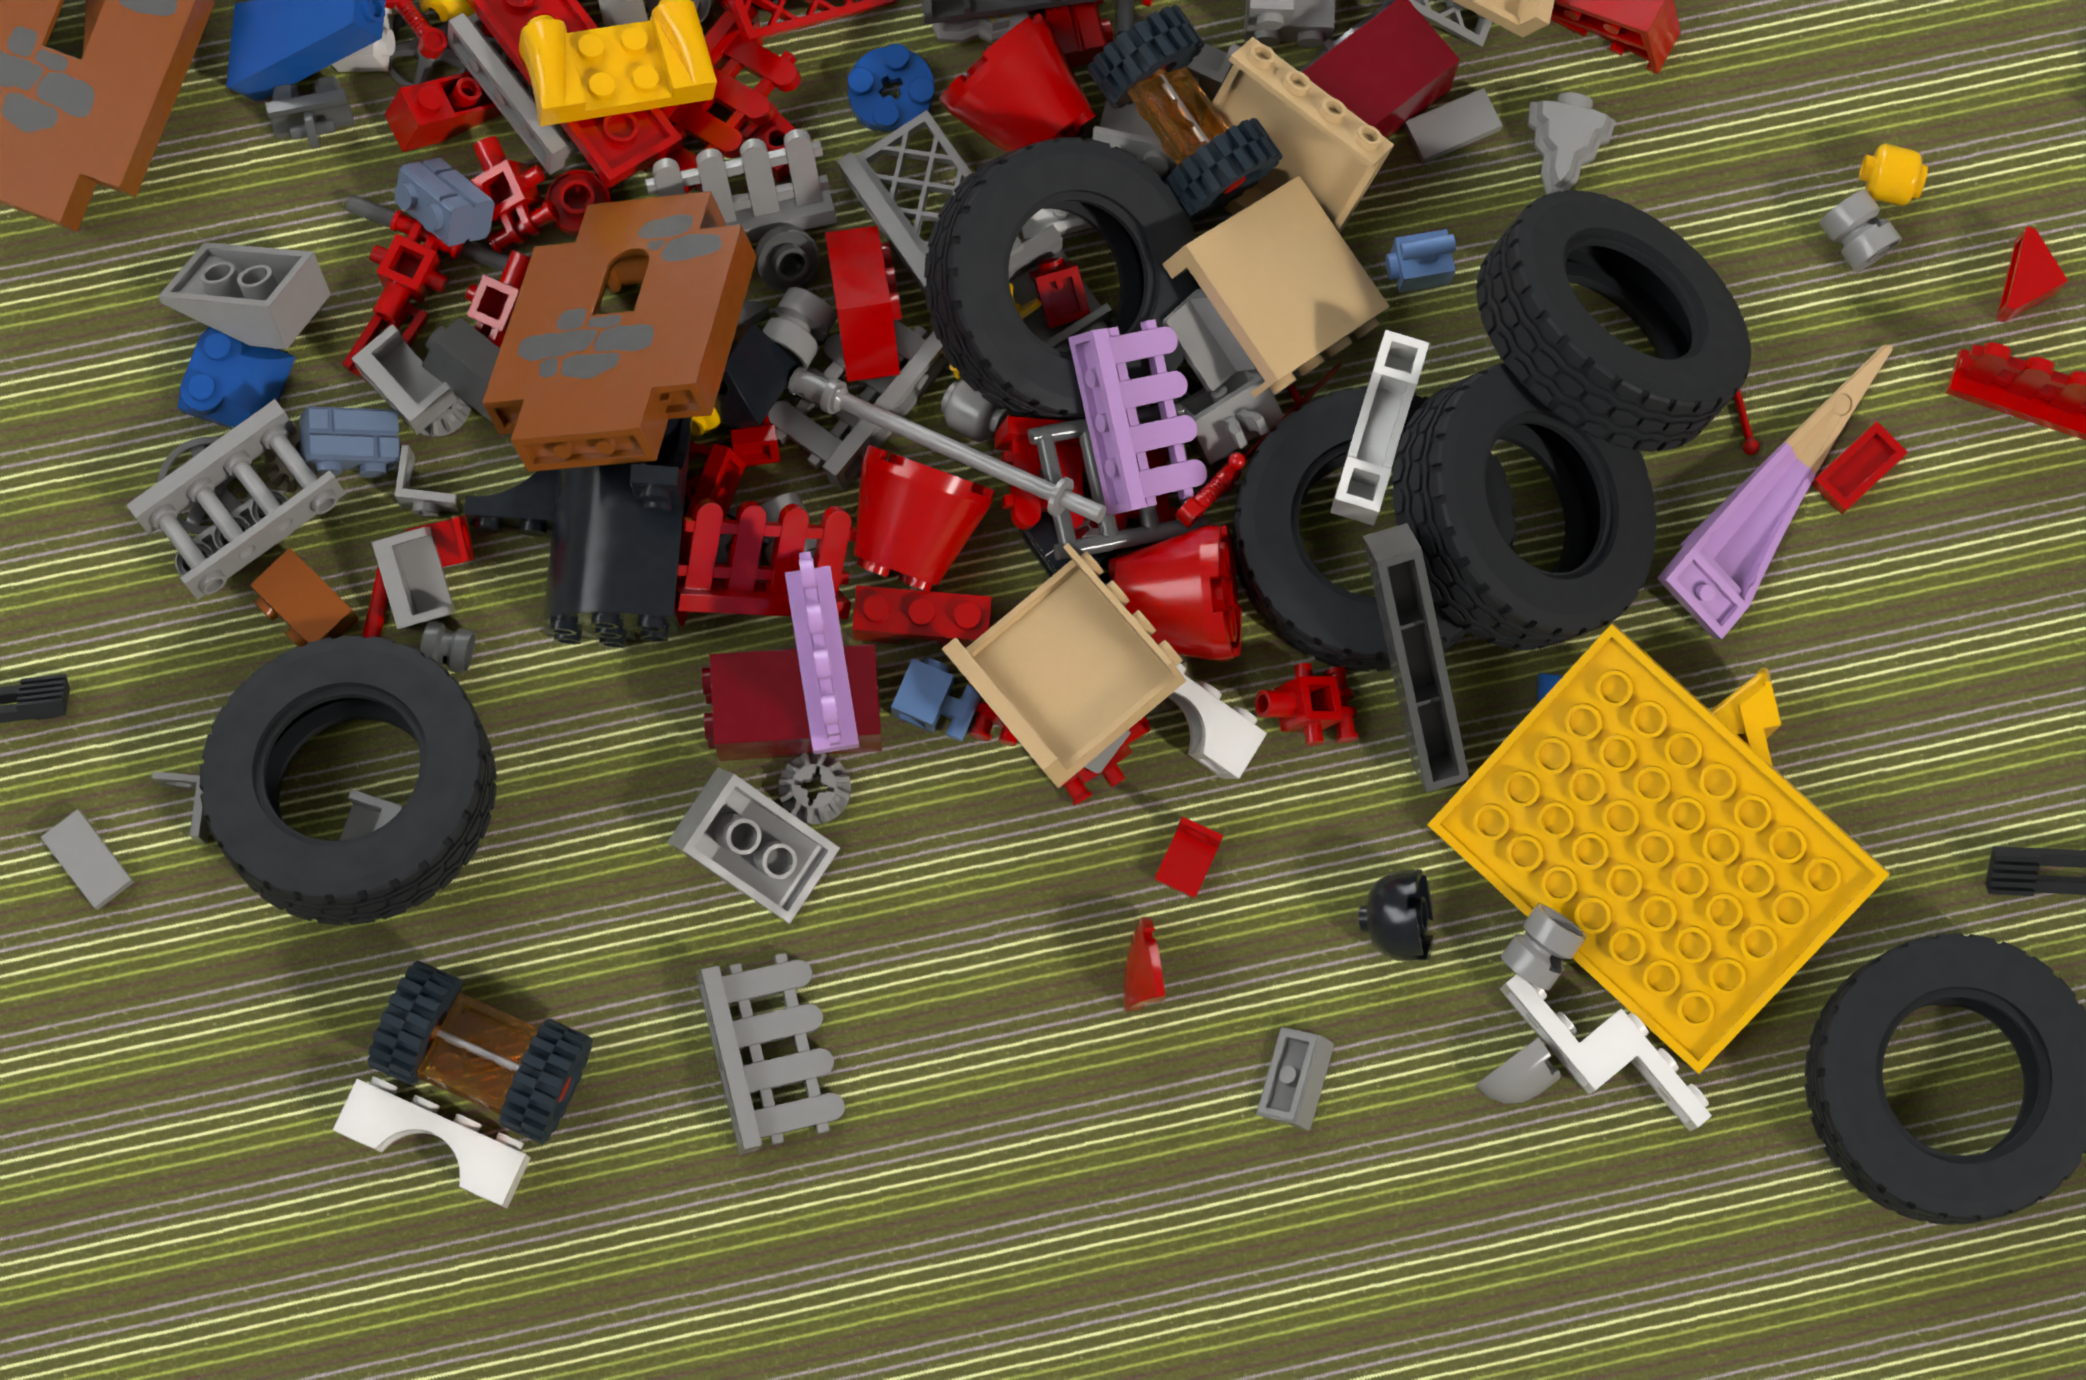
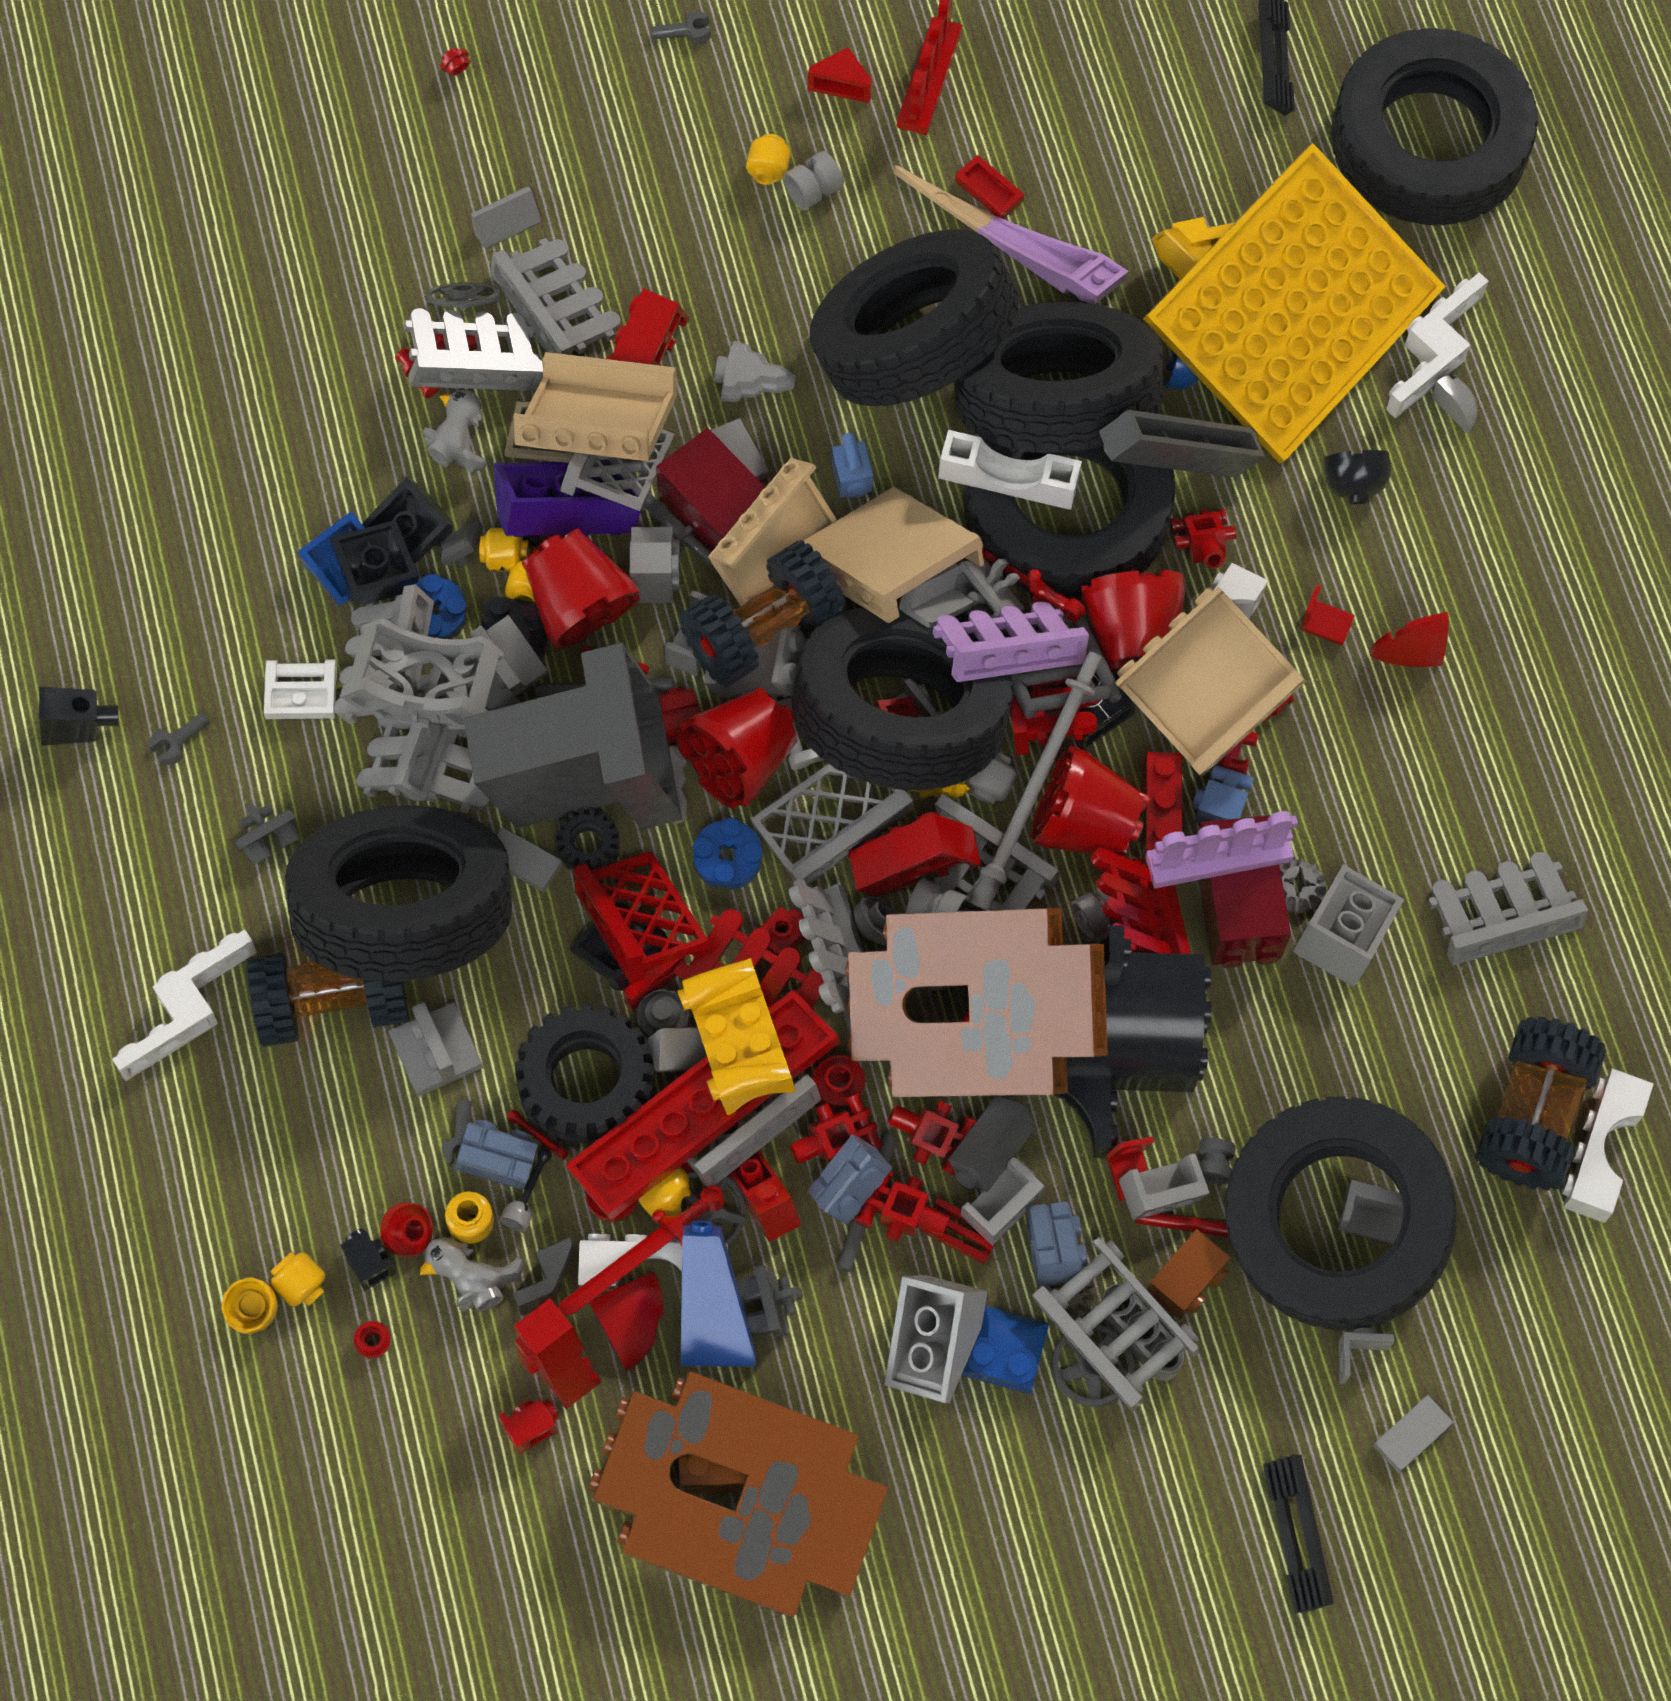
camera: 90 degrees left, 10 degrees down
(422, 502) = (1099, 1188): light grey bracket -> none
(1295, 1078) = (1478, 549): light grey slope -> none
(1540, 951) = (1368, 374): light grey wheel -> none

